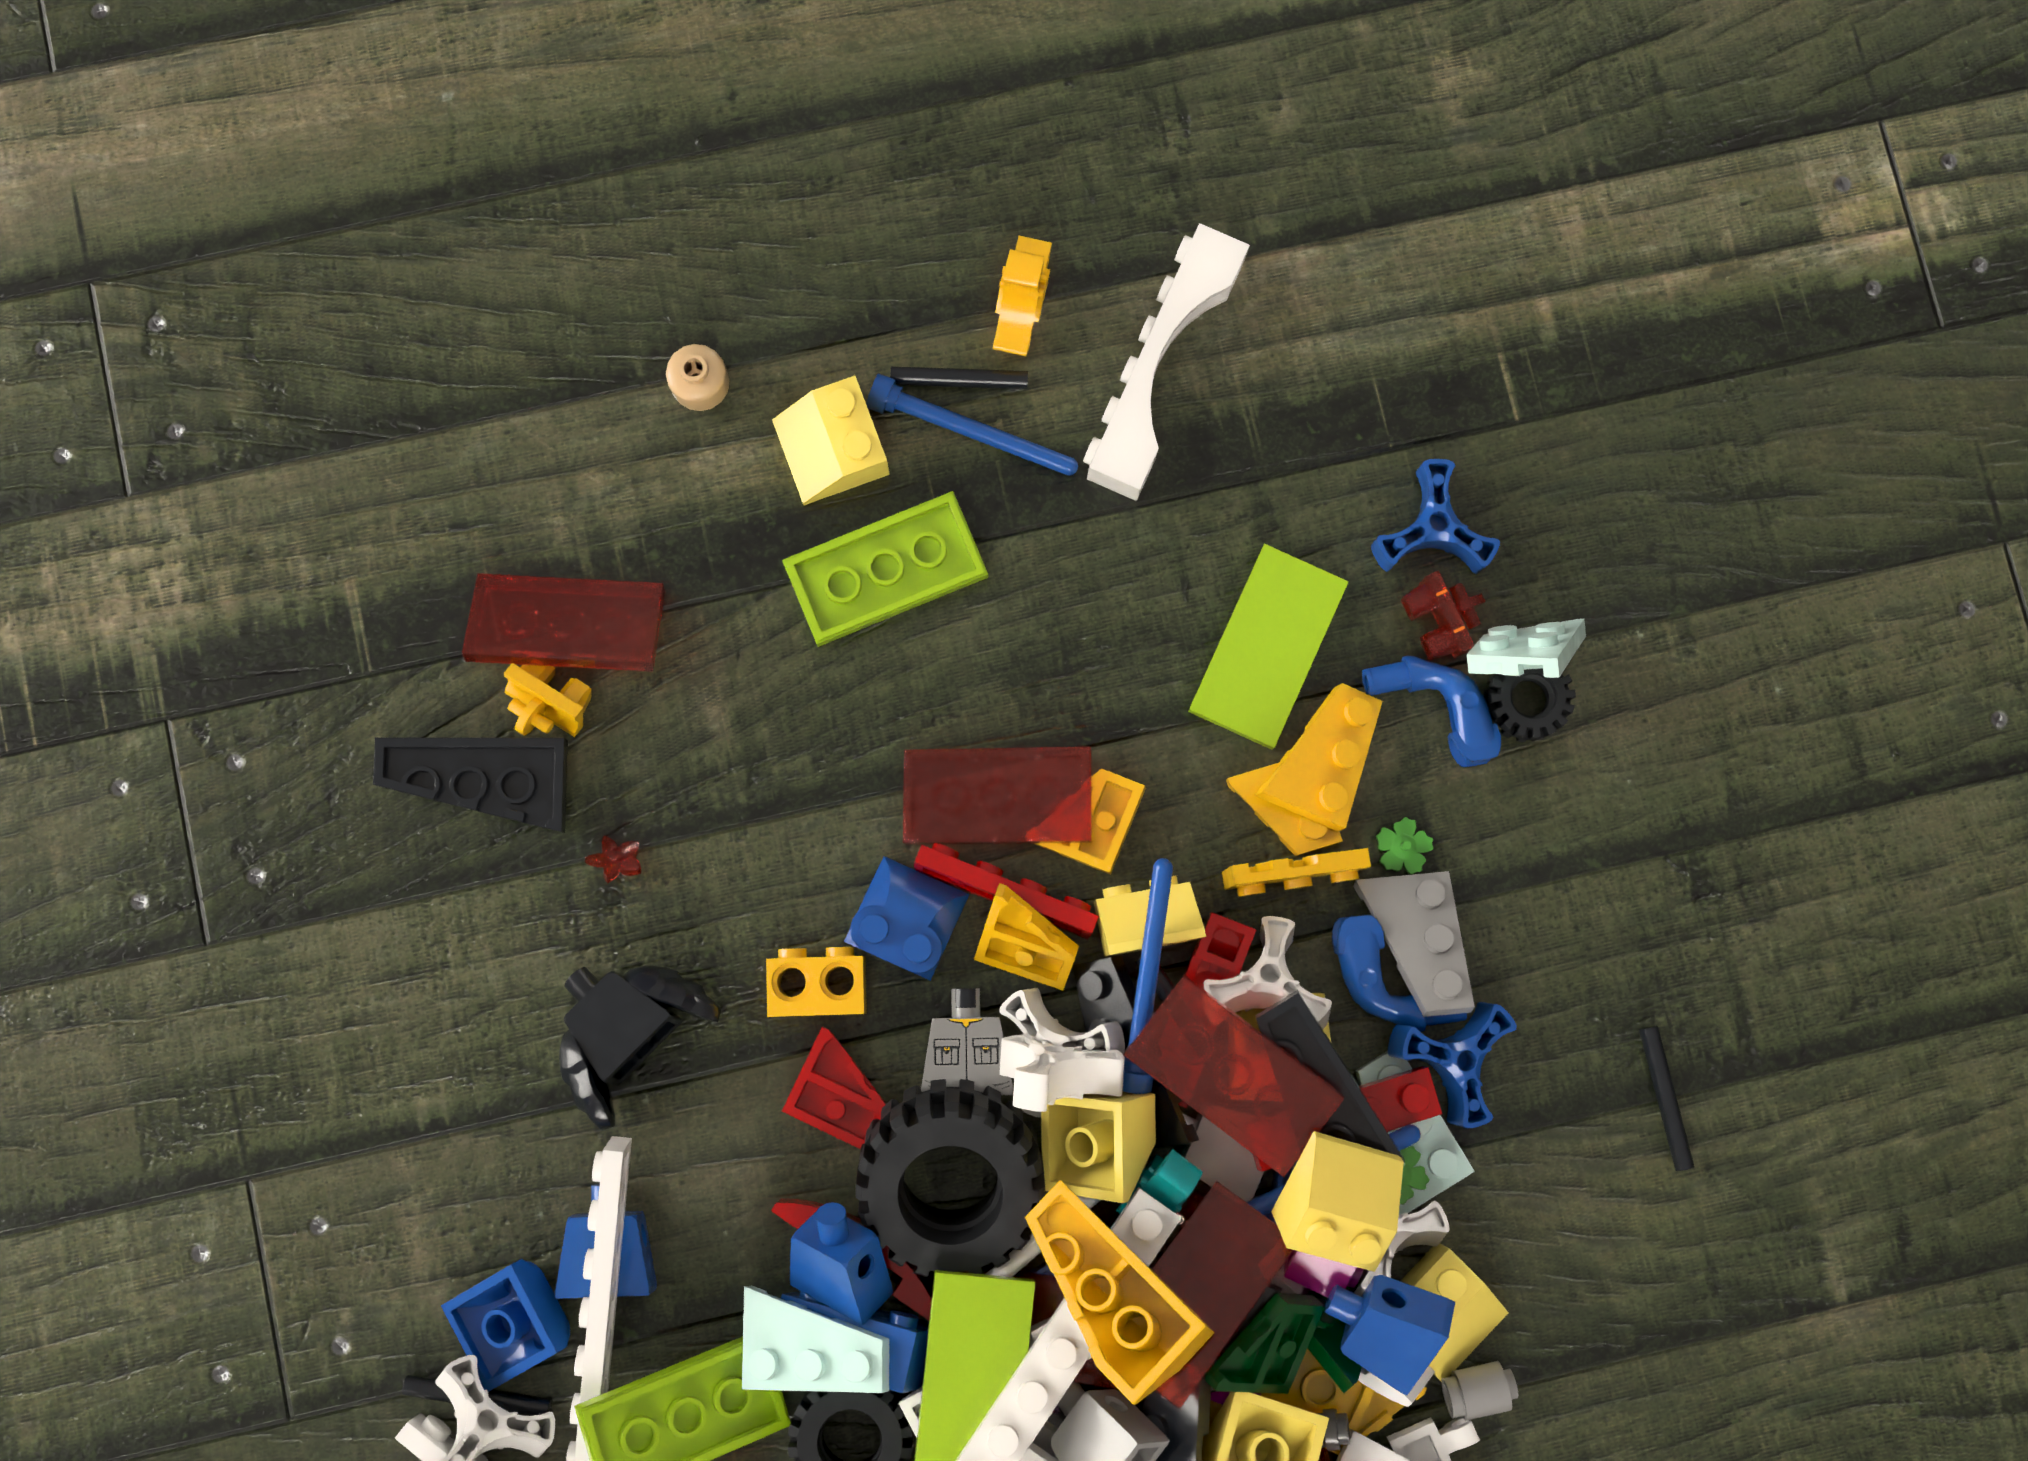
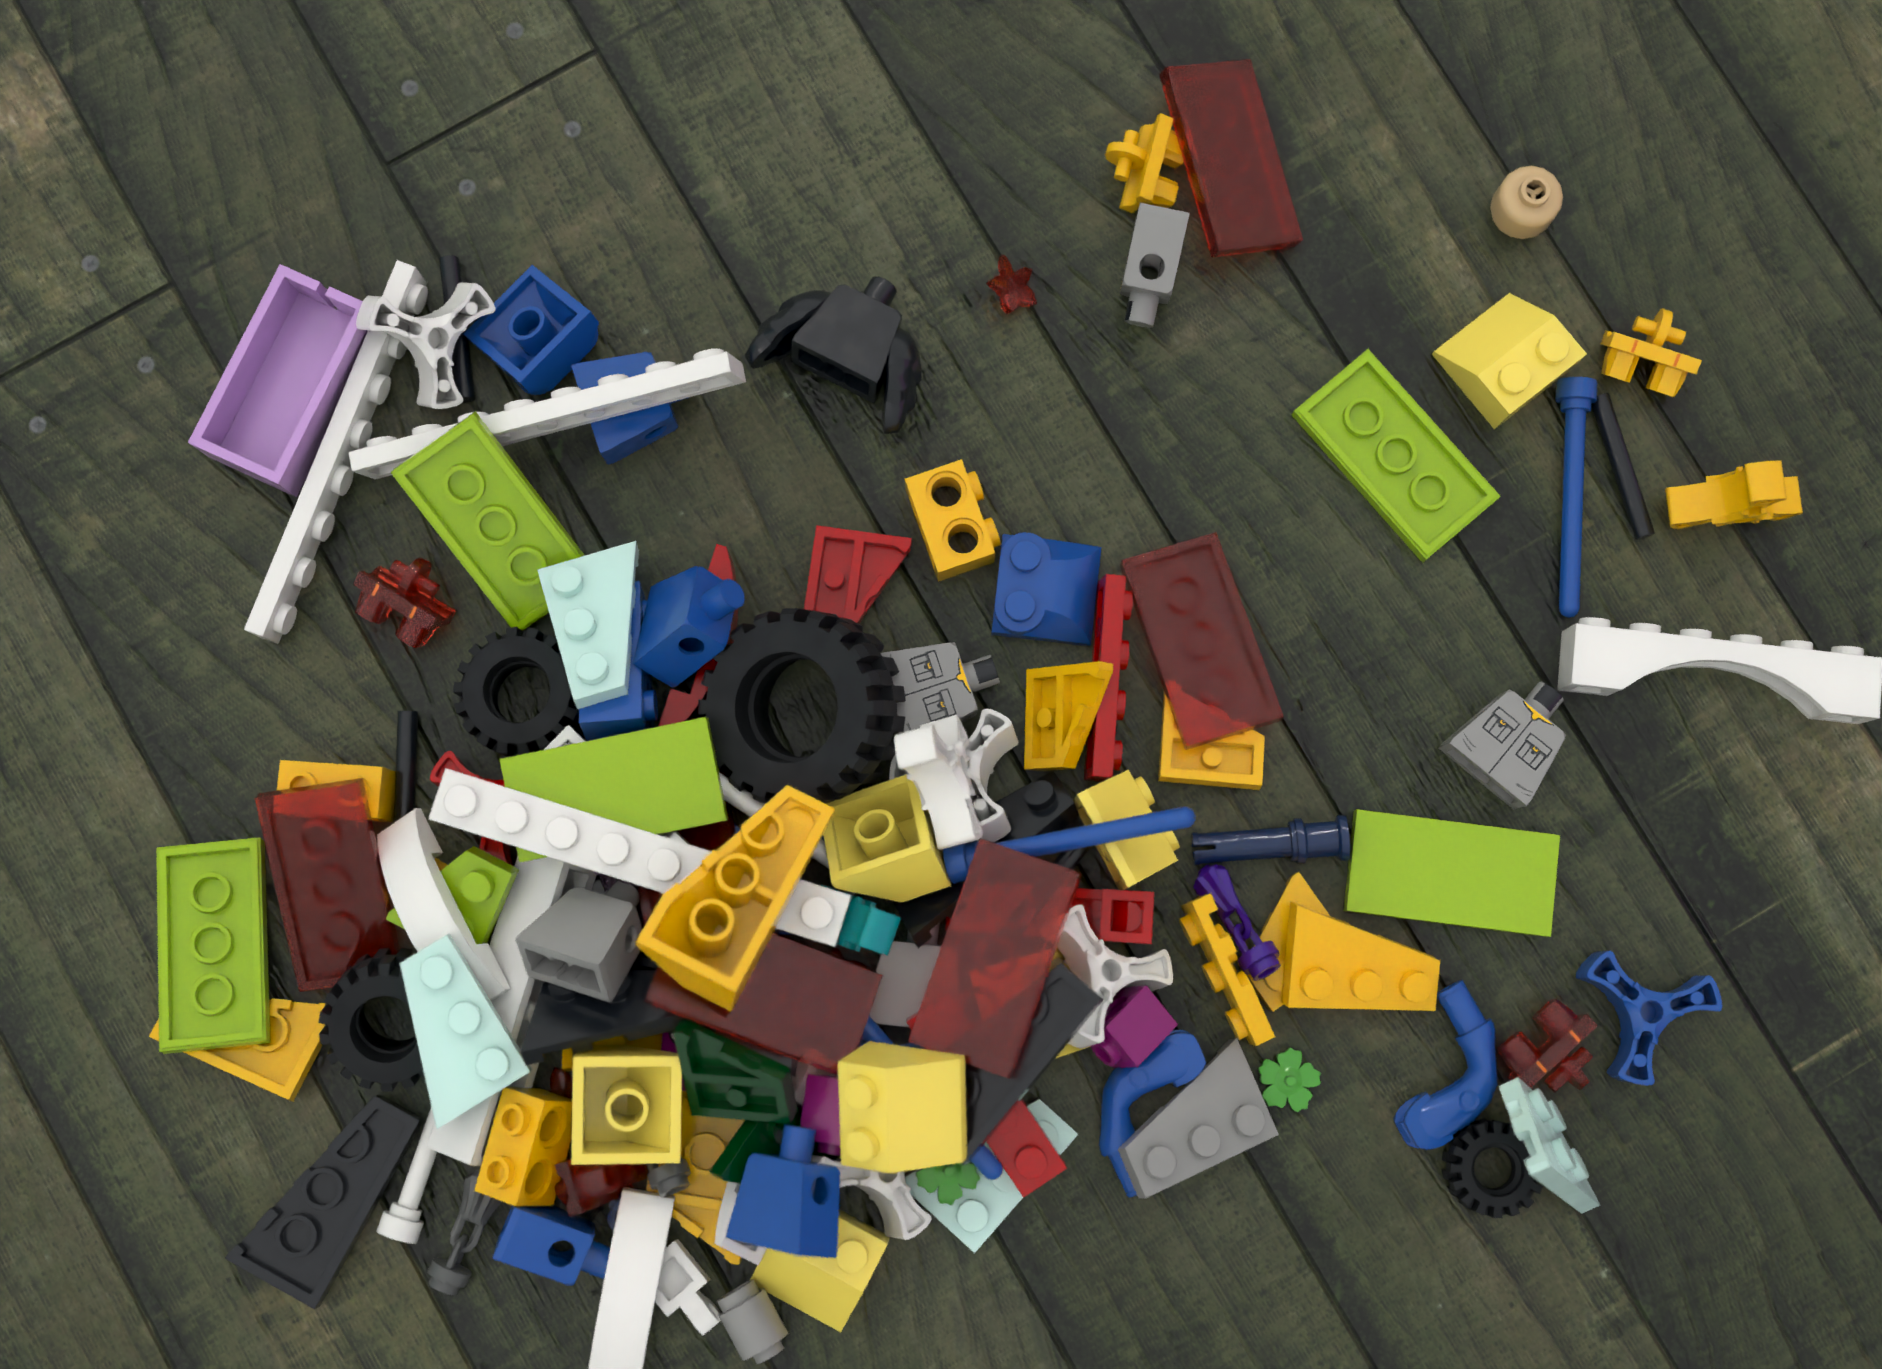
camera: 80 degrees right, 0 degrees up
(488, 775) = (1054, 137): black wing -> none
(621, 715) = (1158, 245): none -> light grey torso
(884, 305) = (1669, 366): none -> yellow hips
(1172, 558) = (1510, 743): none -> light grey torso
(1200, 771) = (1295, 841): none -> dark blue pin
(1221, 854) = (1260, 959): none -> dark purple piece
(1323, 968) = (1133, 1027): none -> magenta brick
(1458, 1059) = (1085, 1200): blue piece -> none

